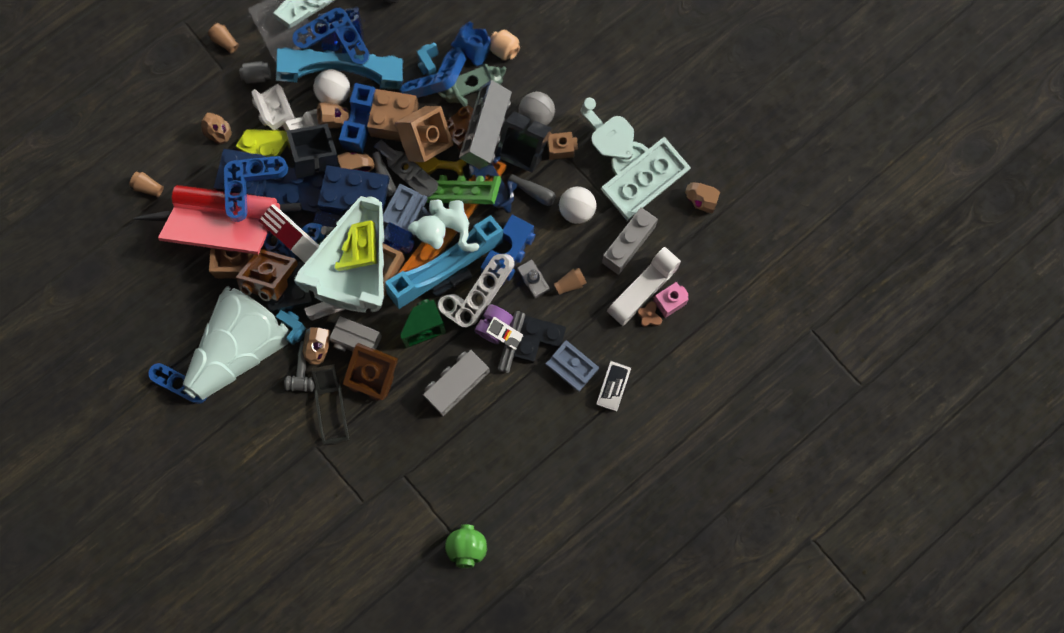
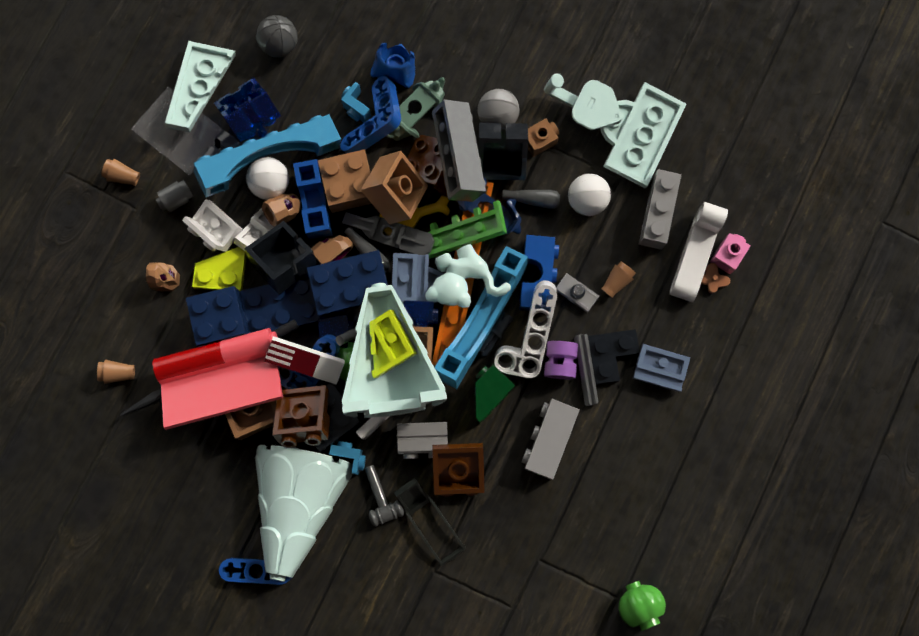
camera: 25 degrees left, 5 degrees up
(244, 174) = (226, 317): blue beam -> none
(316, 345) = (384, 465): medium nougat rock -> none
(339, 28) = (251, 112): blue beam -> none
(504, 44) = (429, 52): light nougat head -> none
(504, 333) = (578, 365): sticker -> none
(613, 386) = (713, 370): slope -> none
(702, 196) = (713, 129): medium nougat rock -> none

